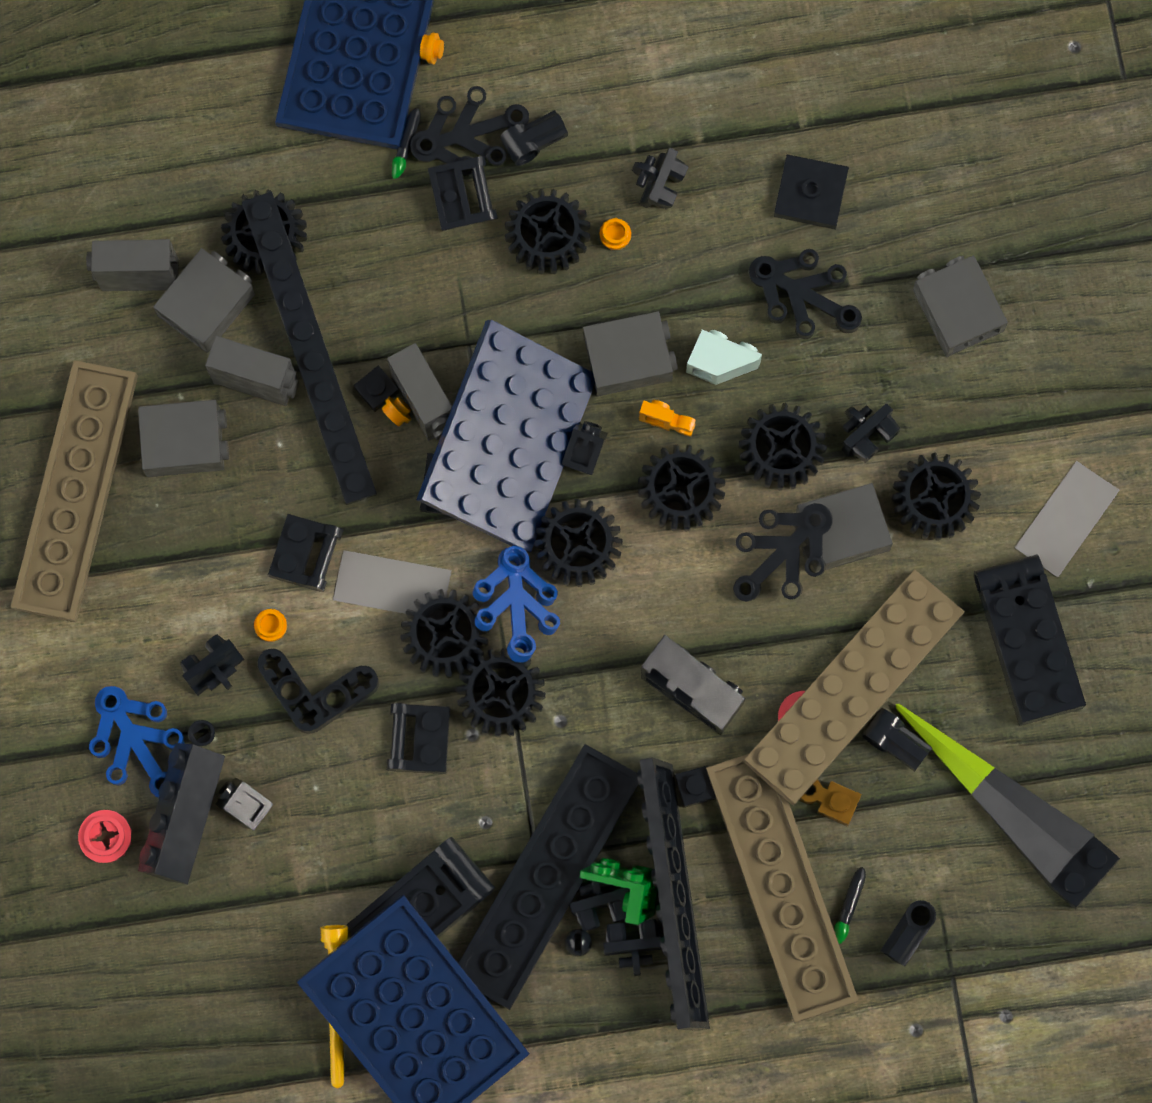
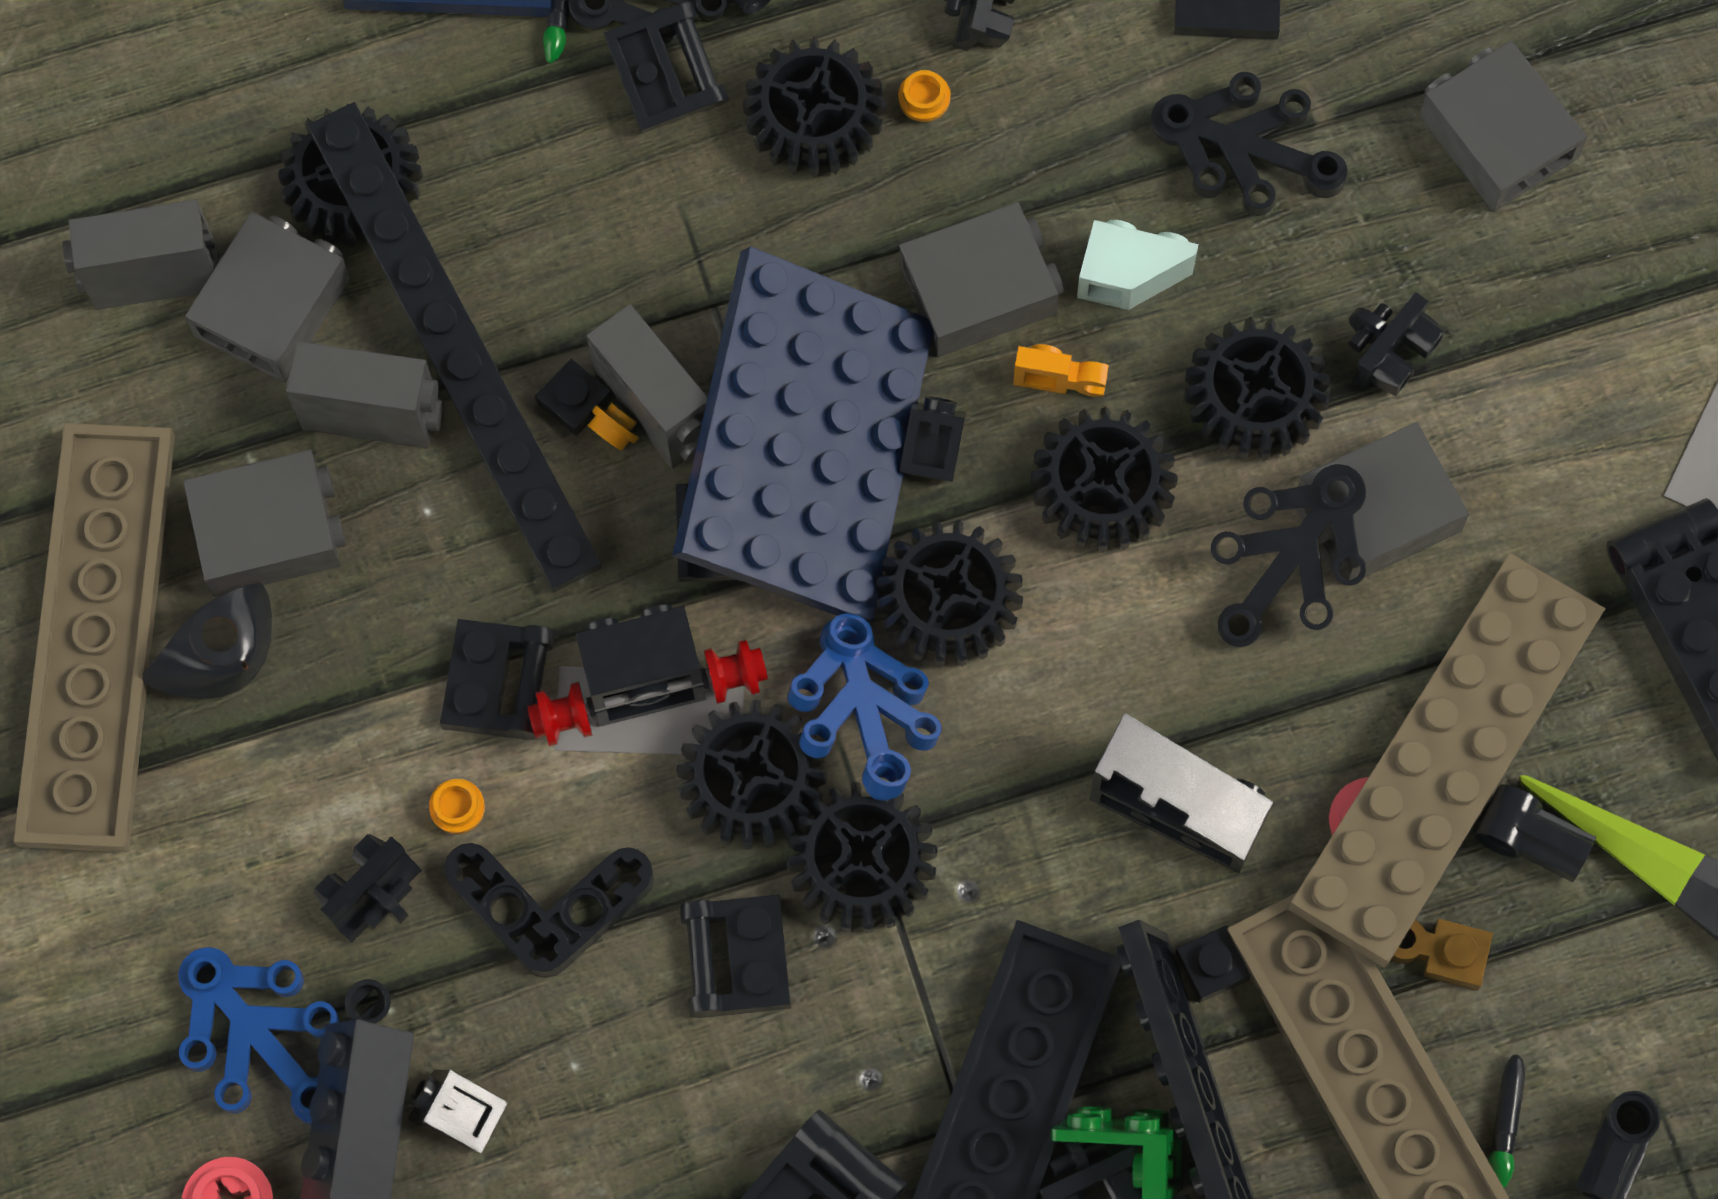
camera: 10 degrees left, 5 degrees down
(130, 522) = (196, 671): none -> black piece
(387, 563) = (643, 670): none -> black brick
(948, 491) = (1506, 395): black gear -> none

